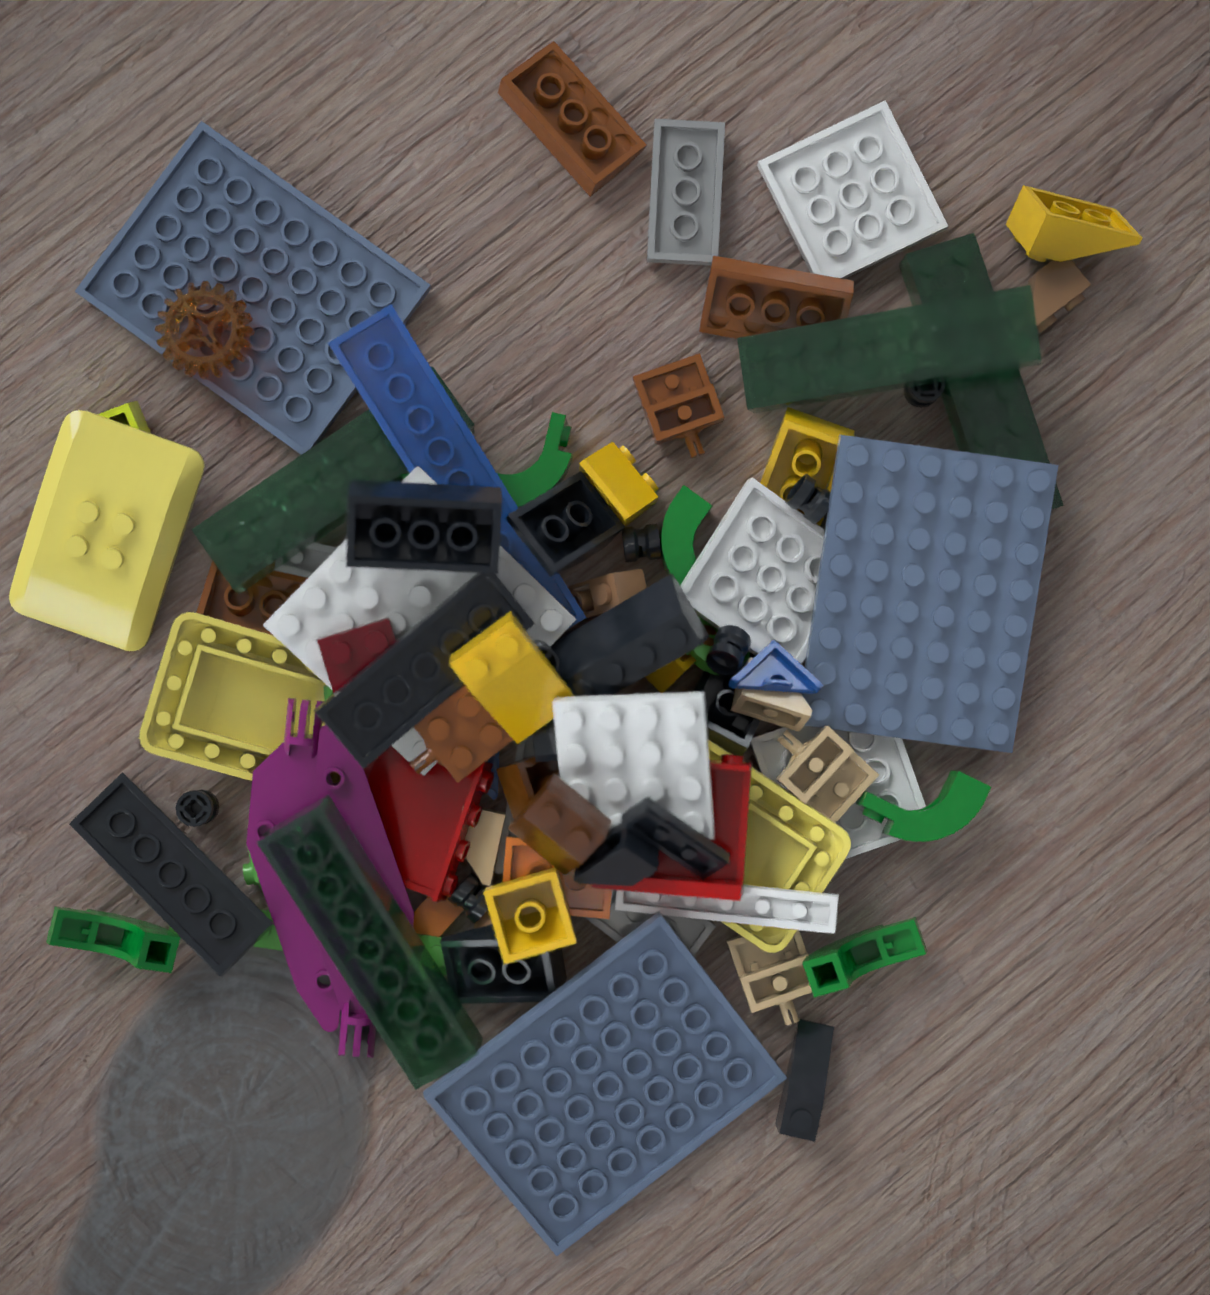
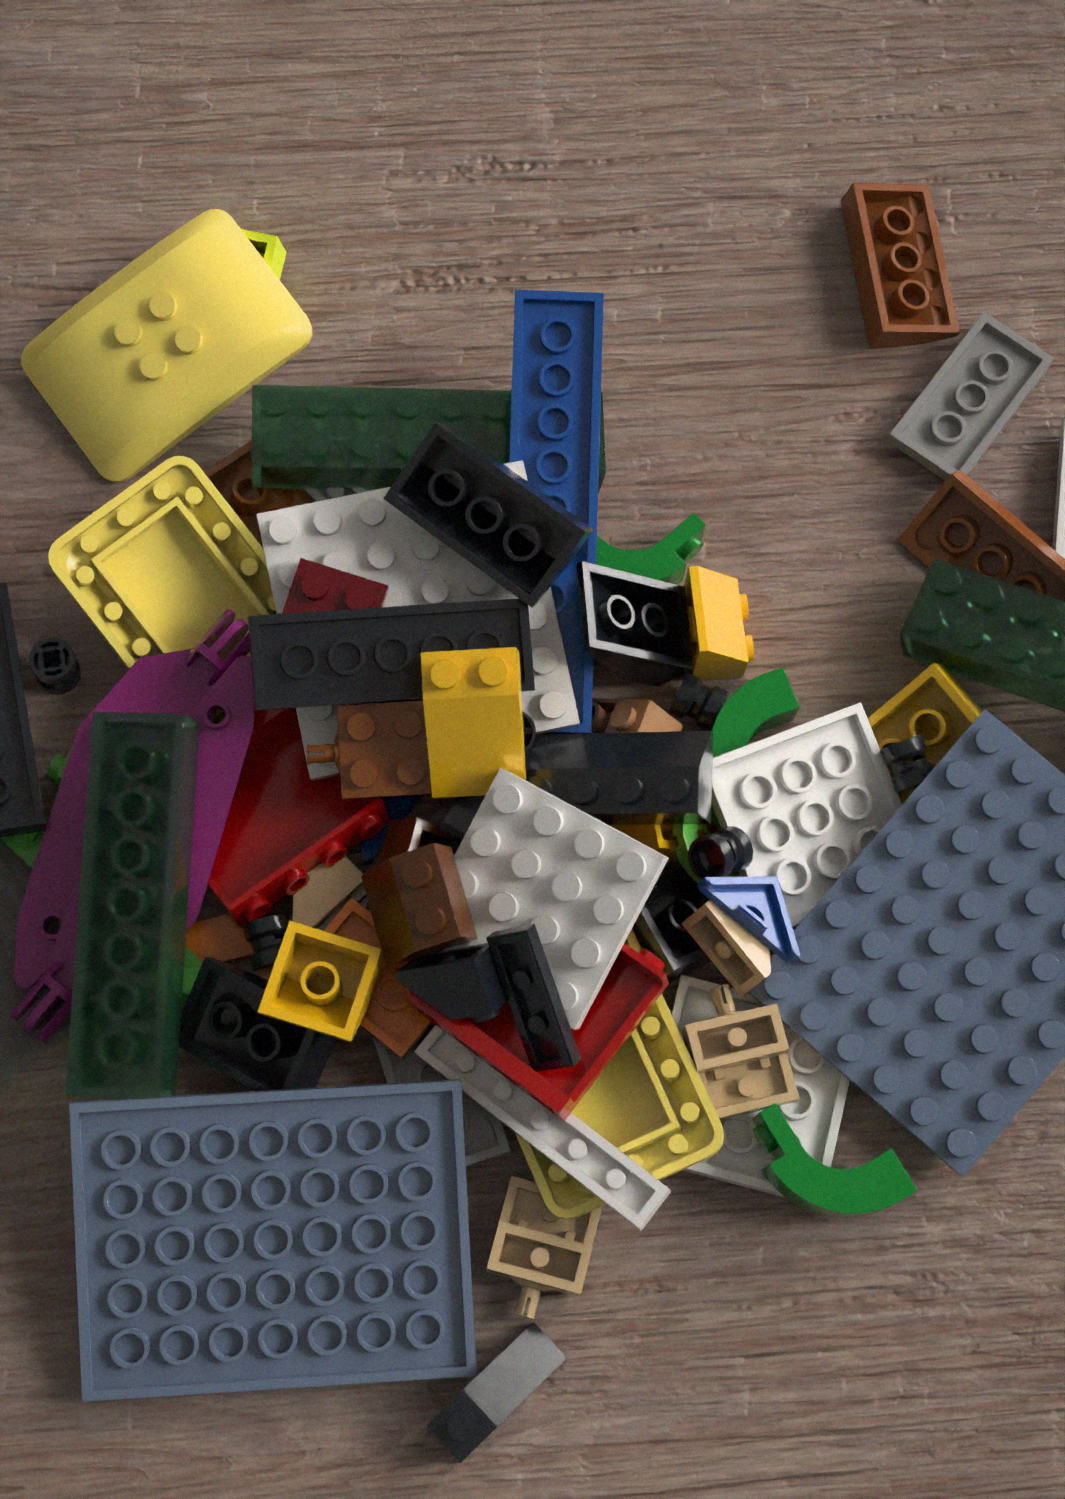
camera: 30 degrees right, 15 degrees down
(193, 337) = (375, 217): clear orange gear -> none
(284, 255) = (459, 202): sand blue plate -> none
(679, 402) = (831, 591): dark orange plate -> none
(848, 958) = (651, 1290): green arch -> none

